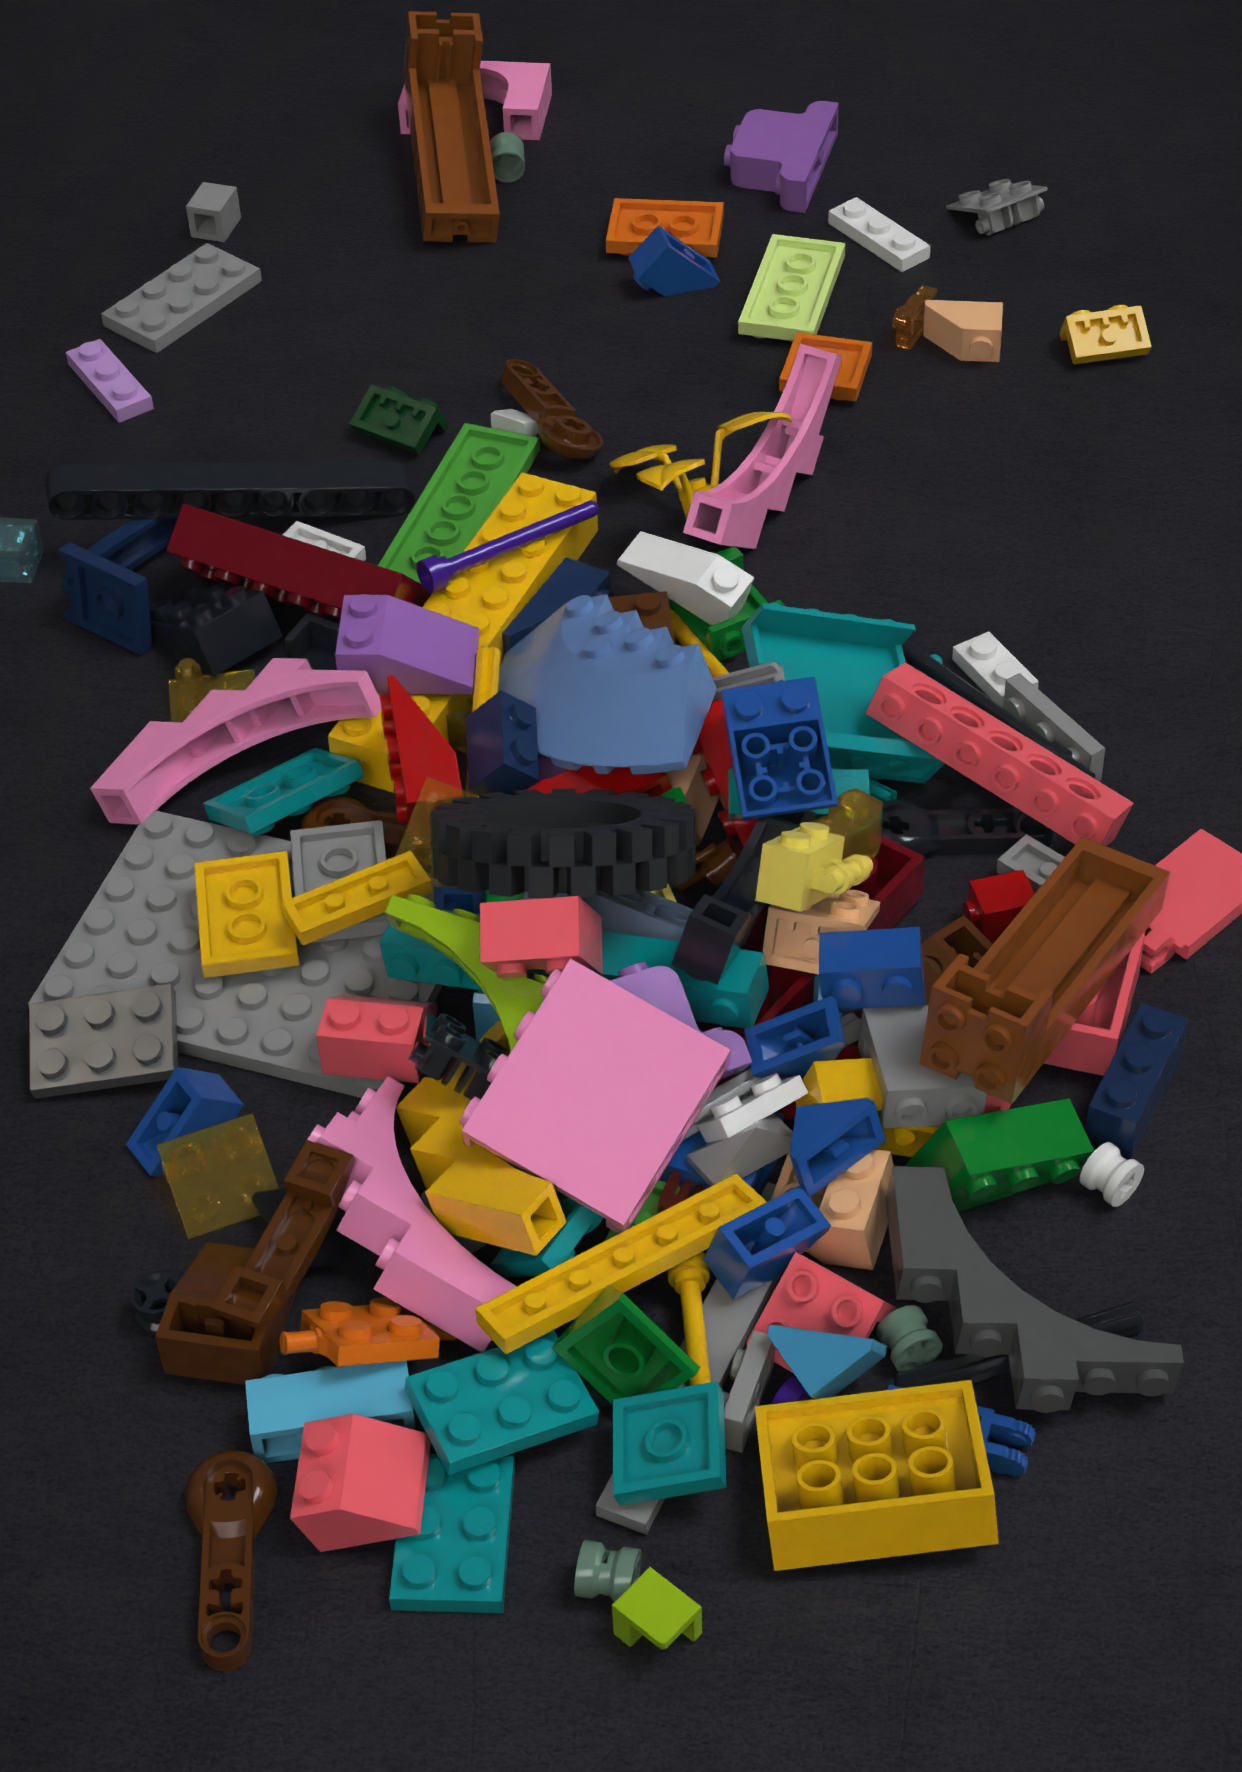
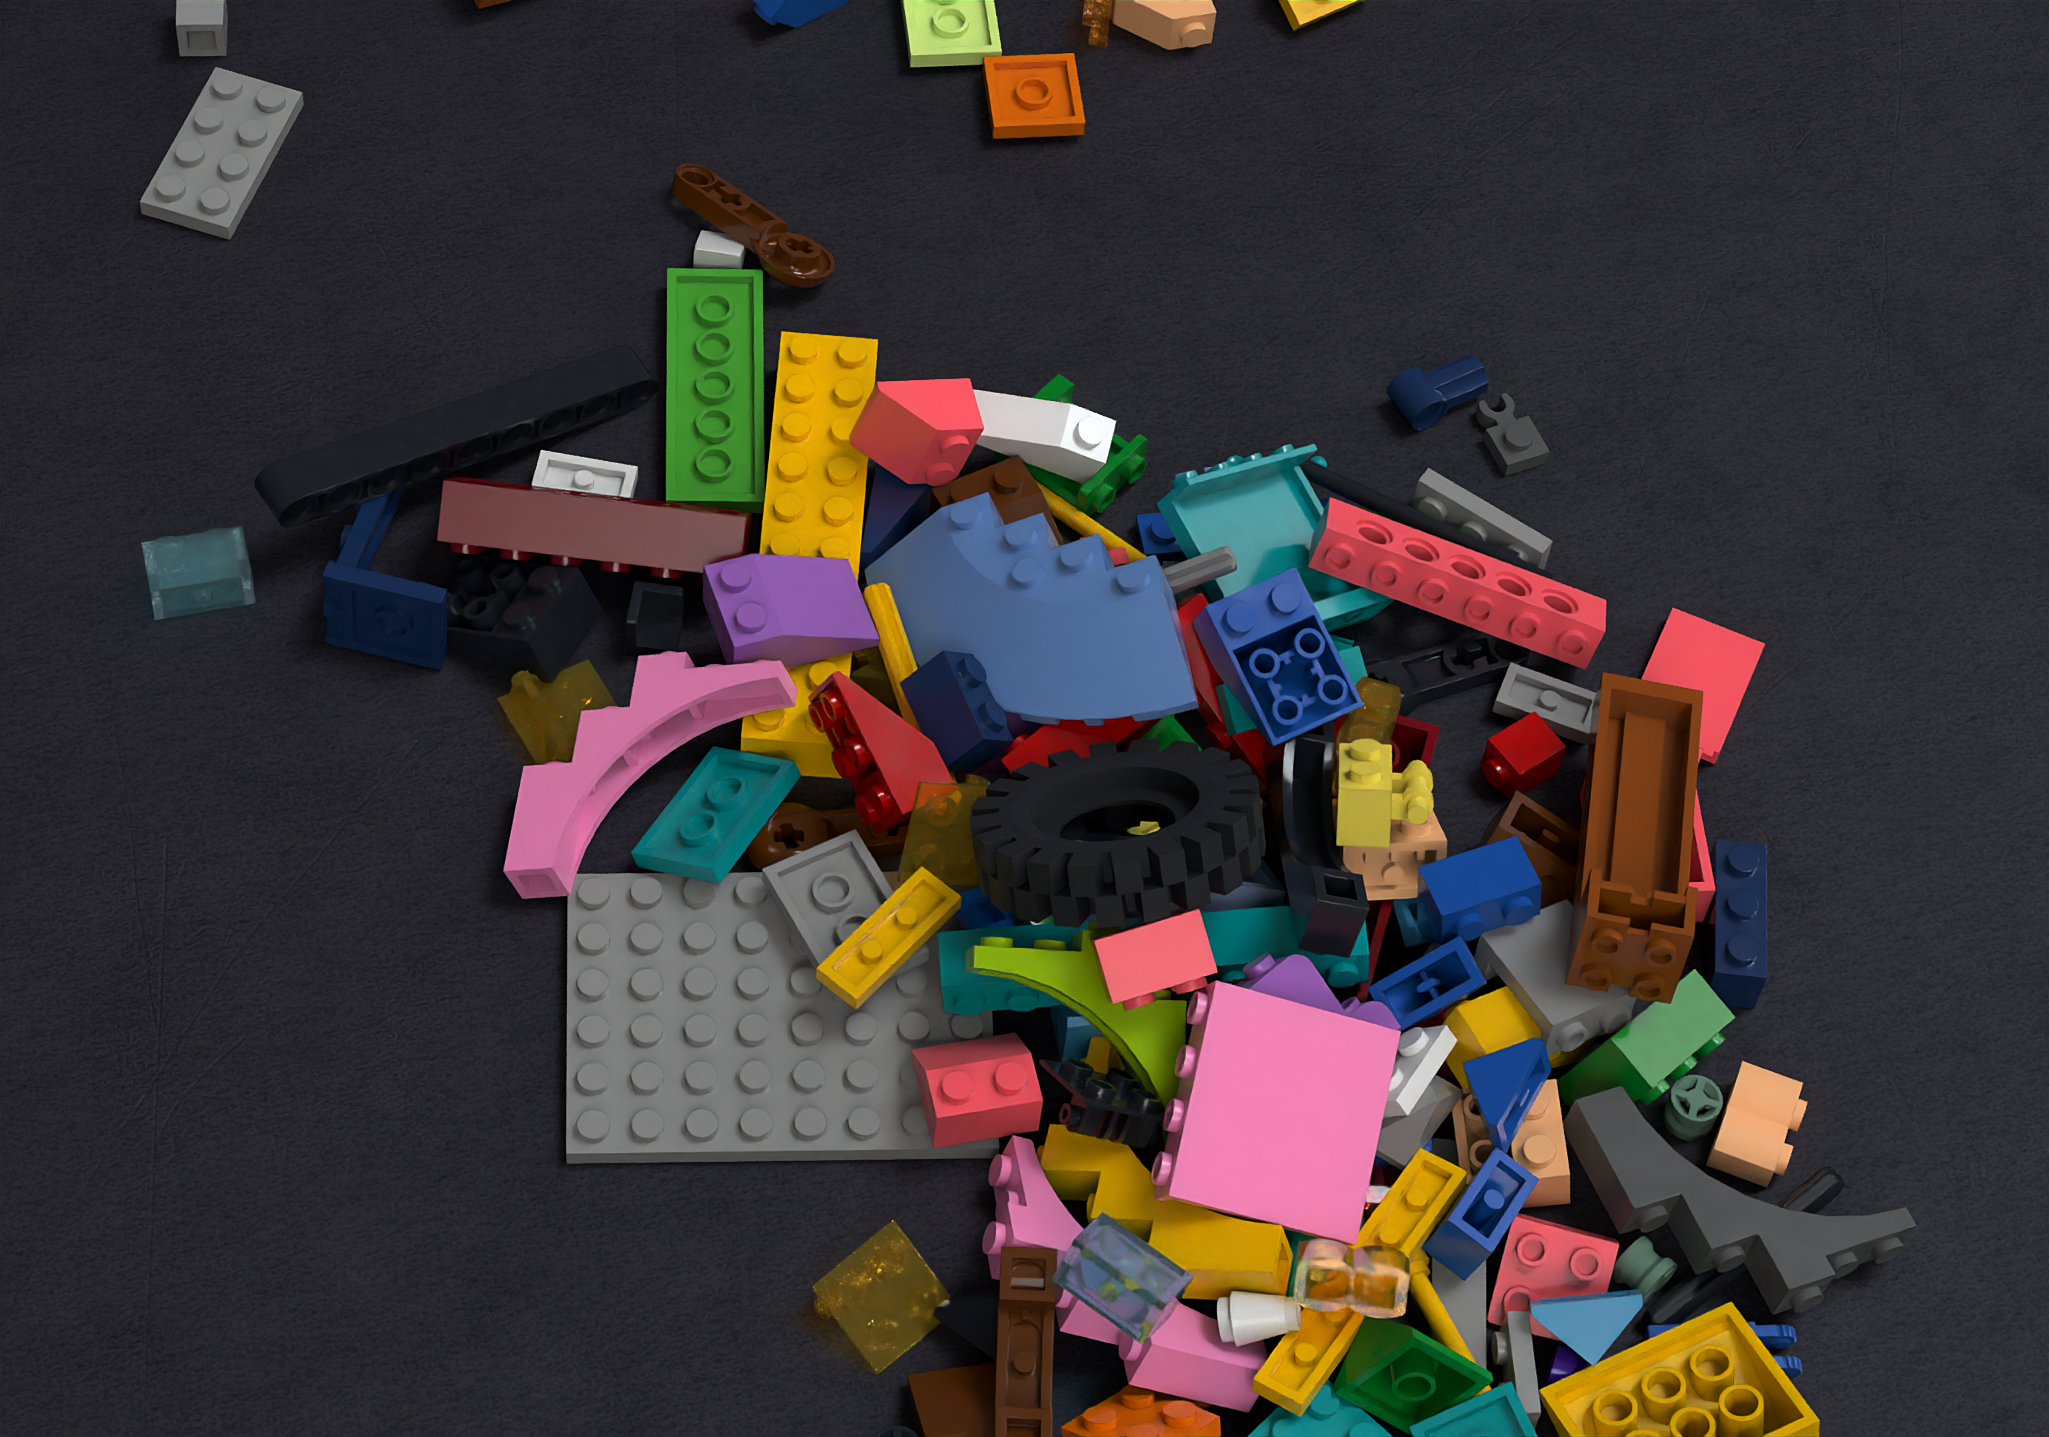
camera: 30 degrees left, 10 degrees up
(102, 1041) = (679, 1176): dark grey plate -> none
(109, 380) = (198, 295): lavender plate -> none
(184, 1106) = (813, 1243): blue slope -> none
(243, 914) = (762, 983): yellow plate -> none
(392, 1188) = (1122, 1278): none -> clear light blue brick
(397, 418) = (582, 278): dark green bracket -> none
(437, 571) = (768, 497): dark purple piece -> none
(503, 1259) = (1256, 1316): none -> white cone
(579, 542) = (919, 428): none -> coral slope
(595, 1243) = (1365, 1279): none -> clear yellow brick
(662, 475) = (975, 309): yellow plant -> none
(738, 506) = (1051, 244): bright pink arch -> none
(989, 665) = (1382, 458): white plate -> none
(1017, 1211) = (1704, 1105): none -> sand green wheel
(1052, 629) = (1429, 394): none -> dark blue piece
(1078, 1249) = (1756, 1125): none -> light nougat brick
(1111, 1174) = (1752, 1033): white wheel -> none
(1116, 678) = (1510, 440): none -> dark grey plate

